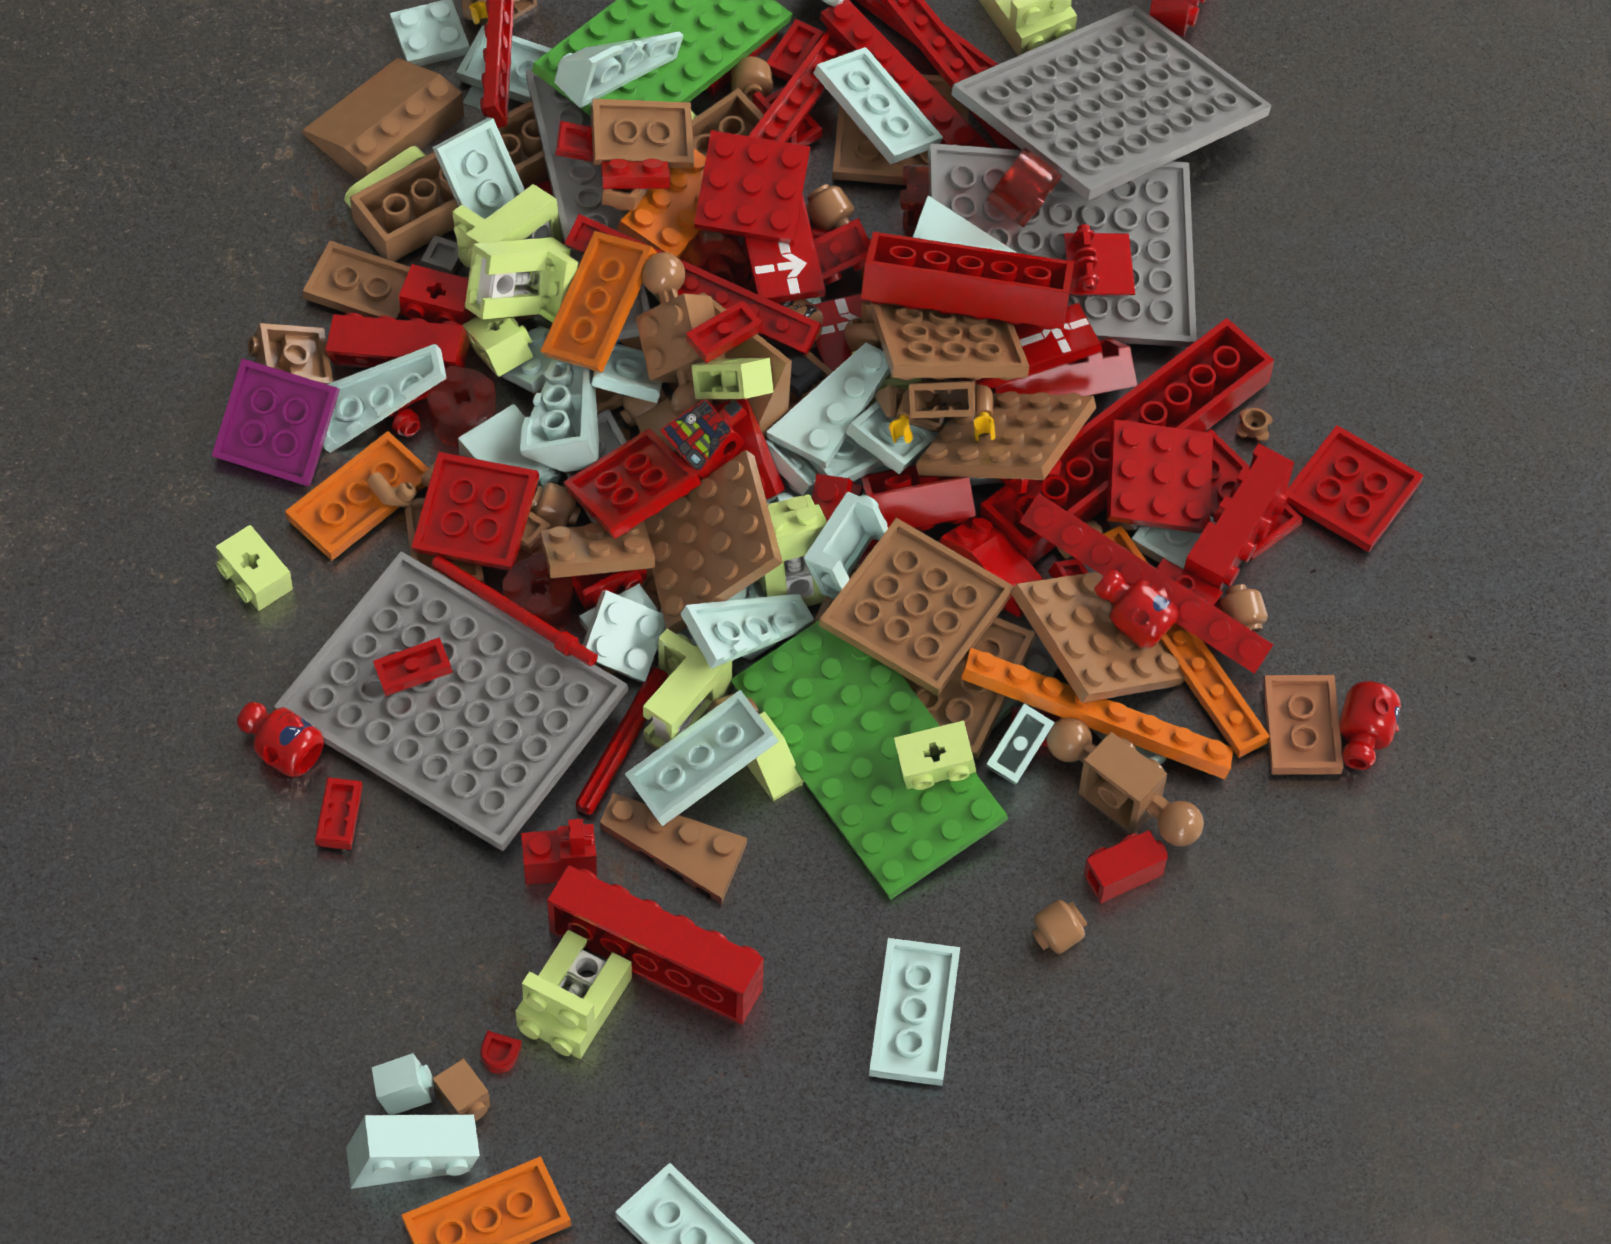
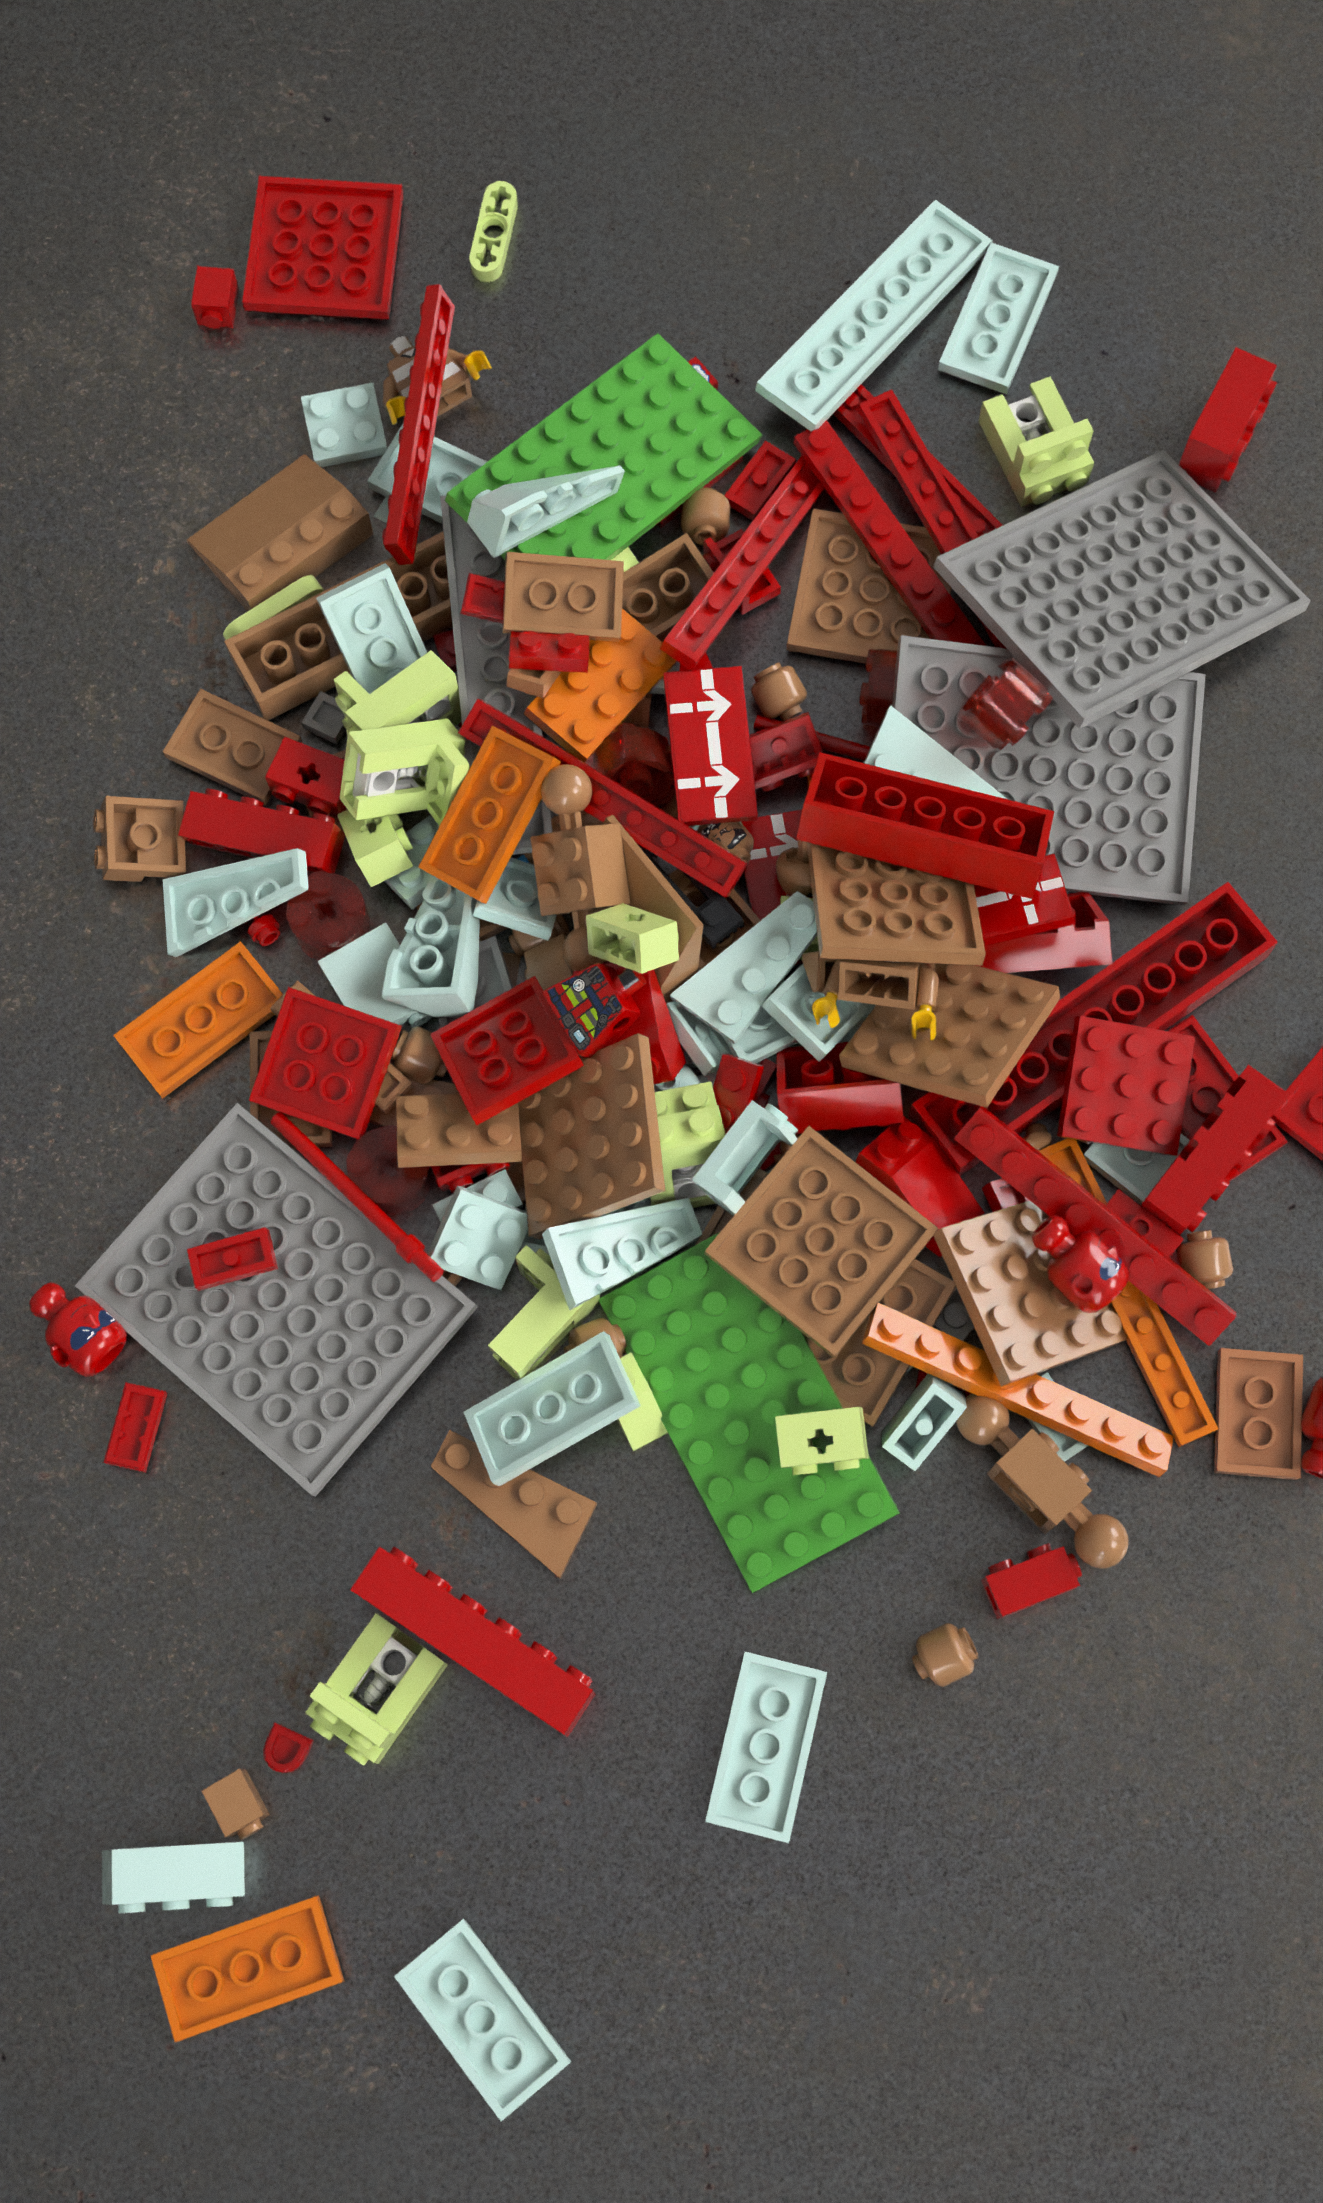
camera: 10 degrees right, 15 degrees up
(253, 568) = (64, 1083): yellowish green brick -> none
(275, 422) = (112, 923): magenta plate -> none
(396, 496) = (232, 1027): medium nougat arm -> none
(402, 1084) = (167, 1790): light aqua brick -> none
(550, 852) = (378, 1509): red hinge -> none
(619, 745) = (466, 1362): red axle -> none
(724, 331) = (628, 879): red plate -> none
(752, 187) = (683, 680): red plate -> none
(877, 105) = (847, 567): light aqua plate -> none
(1100, 262) = (1085, 800): red hinge -> none
(1257, 417) = (1249, 1003): medium nougat plate -> none

